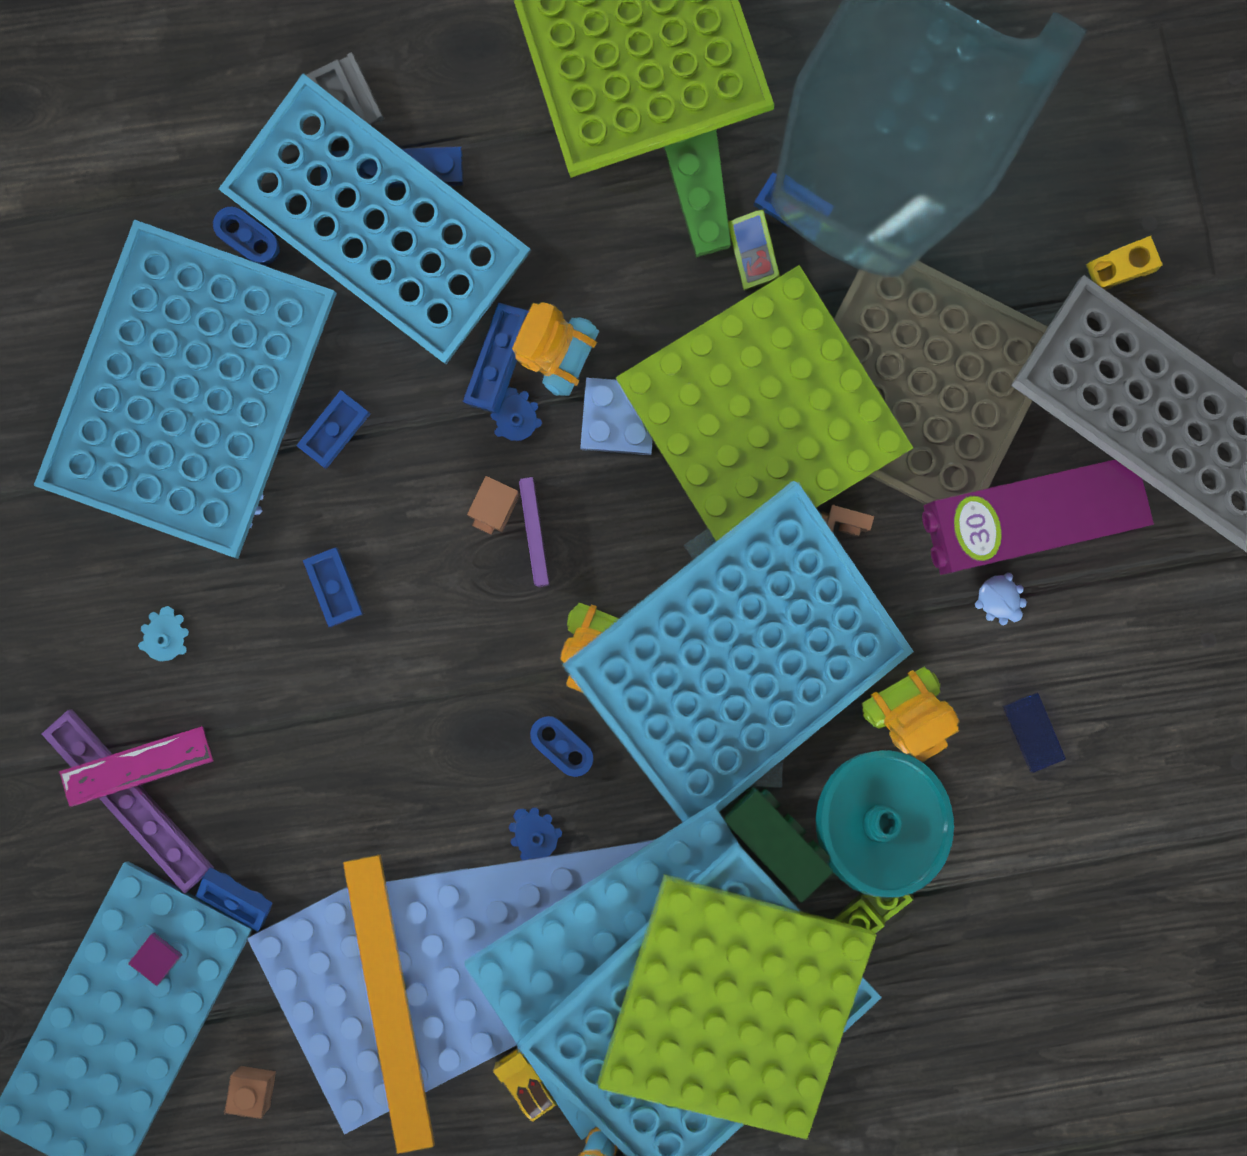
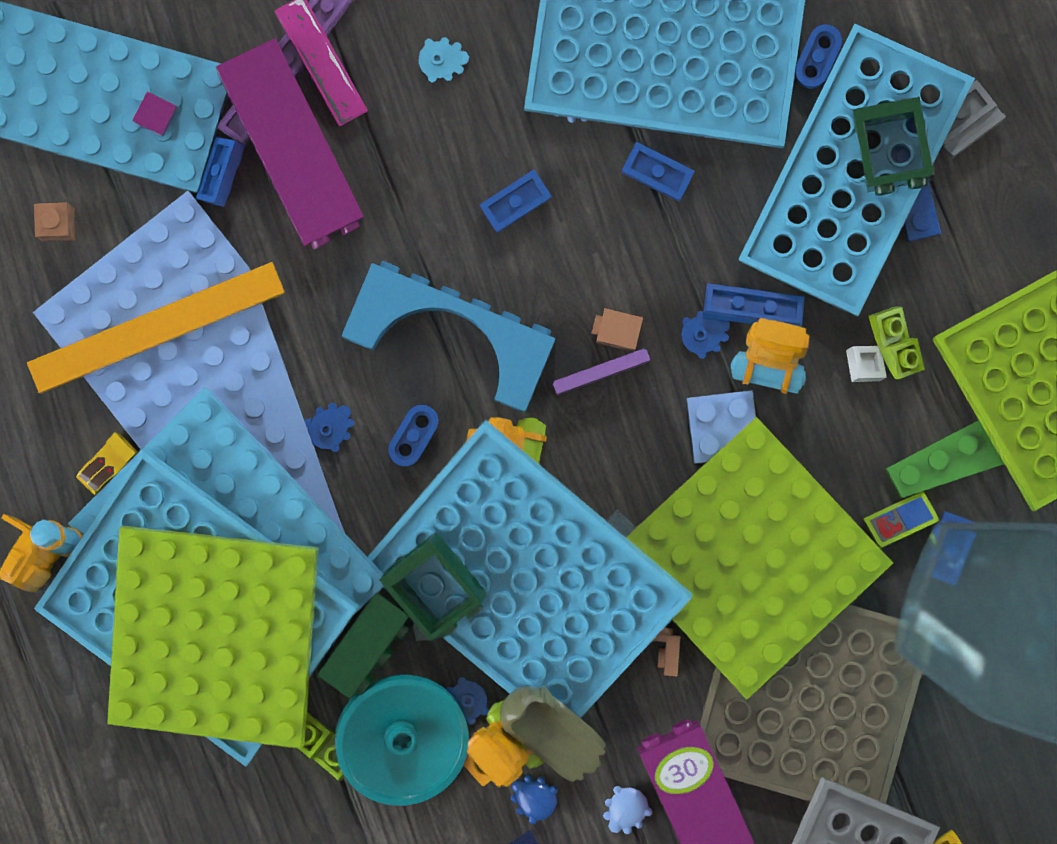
camera: 85 degrees right, 0 degrees up
(218, 817) = (290, 144): none -> magenta brick
(320, 171) = (887, 113): none -> dark green window
(408, 740) = (392, 297): none -> dark azure arch
(575, 216) = (892, 337): none -> lime slope
(582, 252) = (866, 364): none -> white plate
(754, 778) = (394, 582): none -> dark green window
(853, 741) = (470, 698): none -> blue piece
(907, 661) = (552, 731): none -> olive hair
(971, 693) = (534, 798): none -> blue piece

